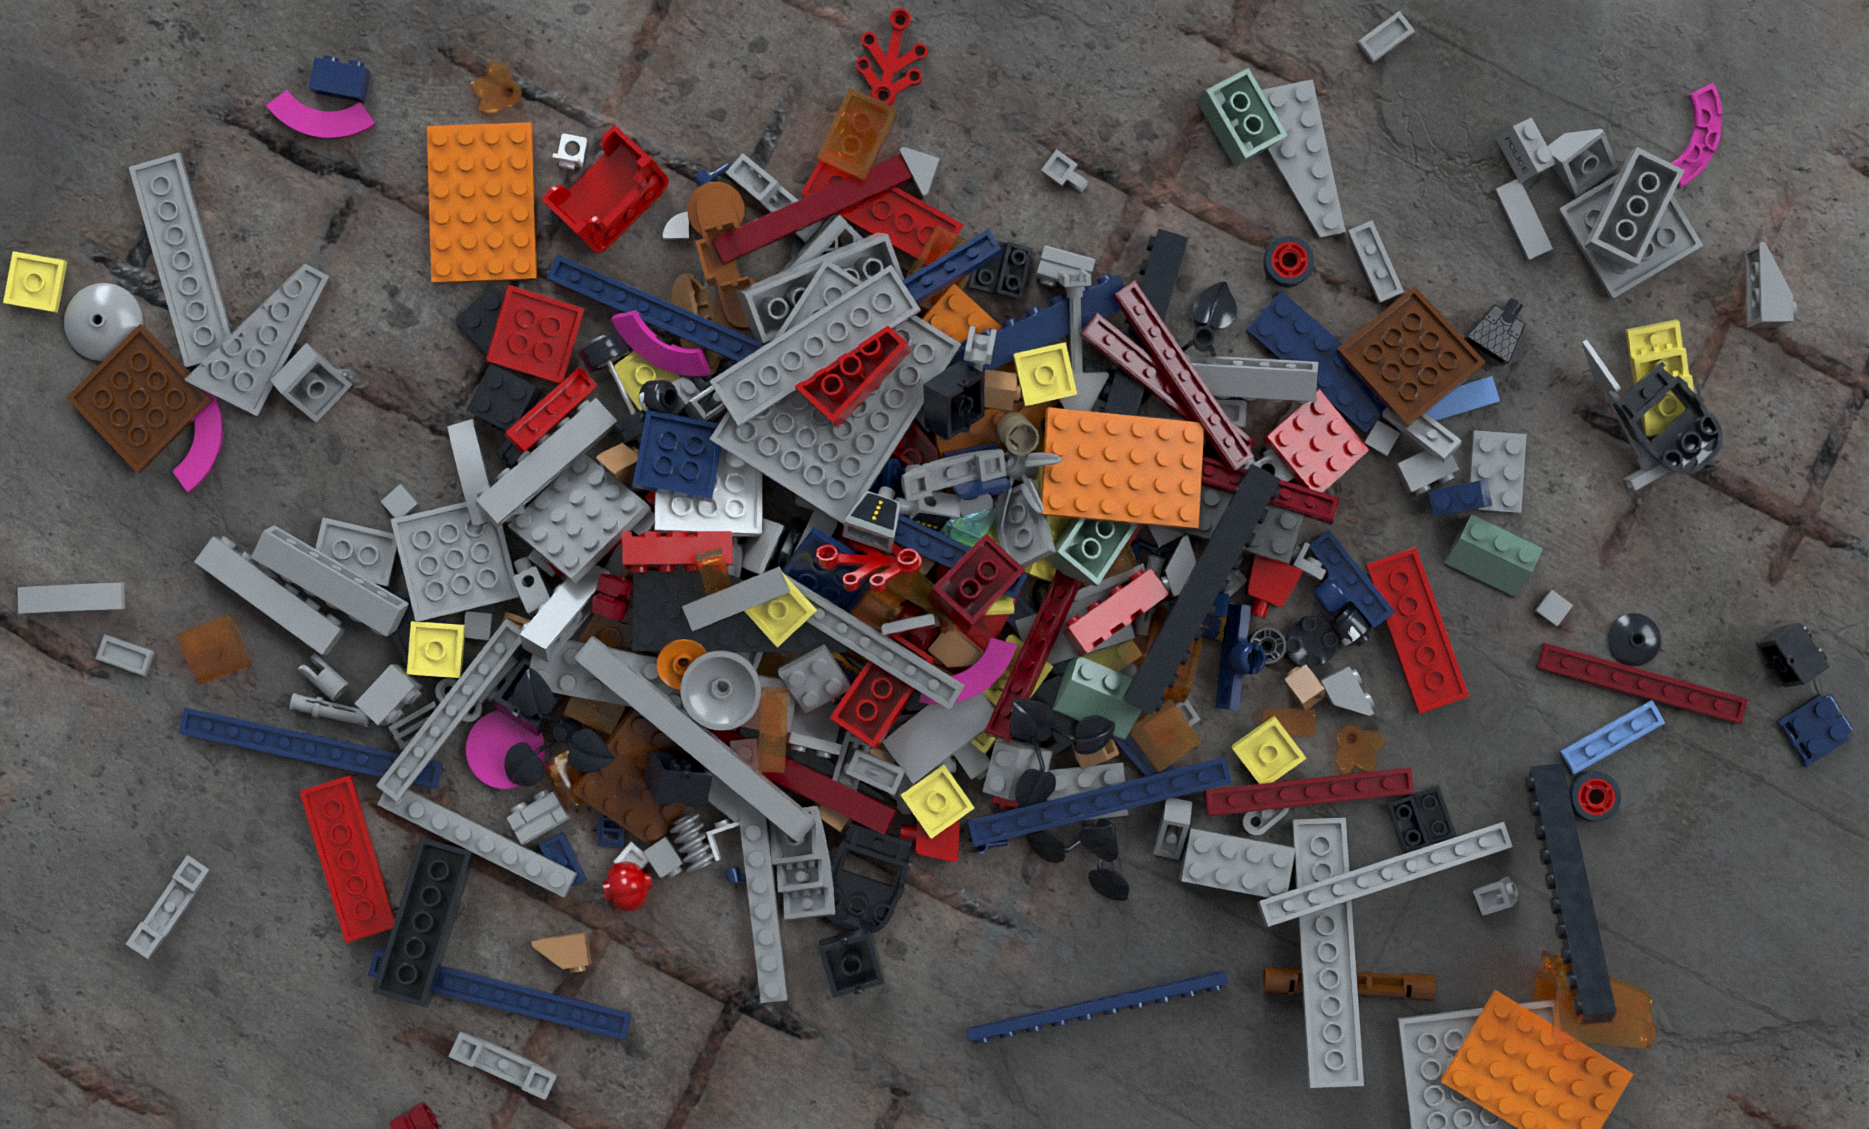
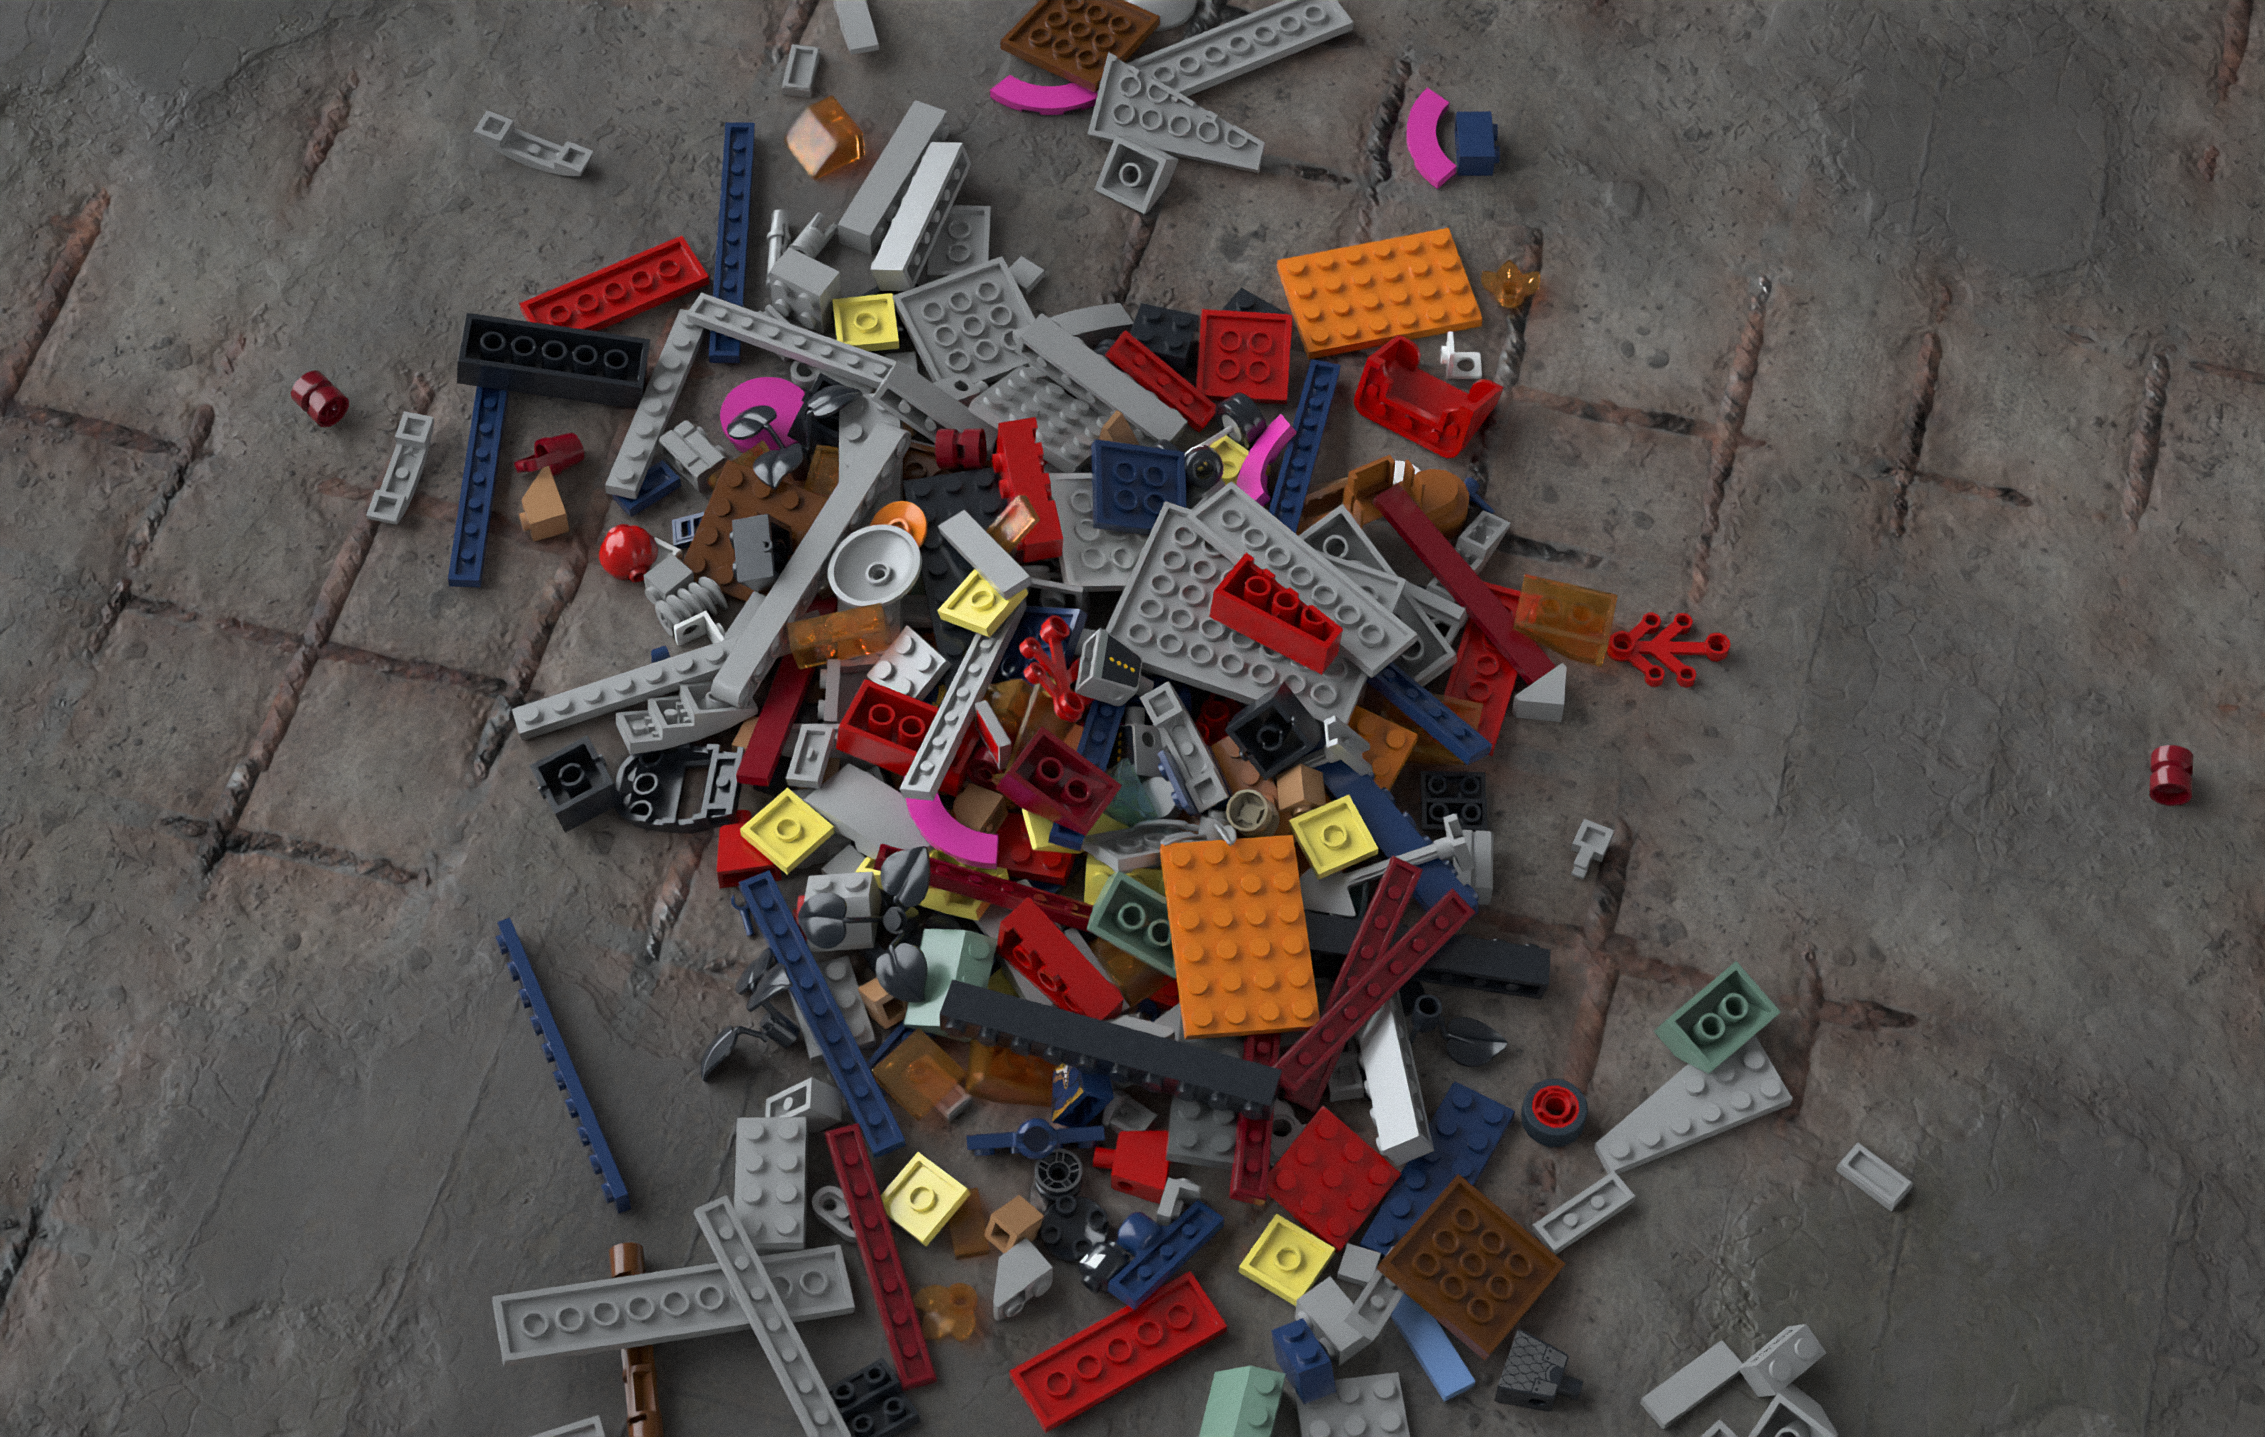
camera: 75 degrees right, 30 degrees down
(514, 934) = (556, 452): none -> dark red piece
(1369, 490) = (1286, 1259): none -> light yellow plate

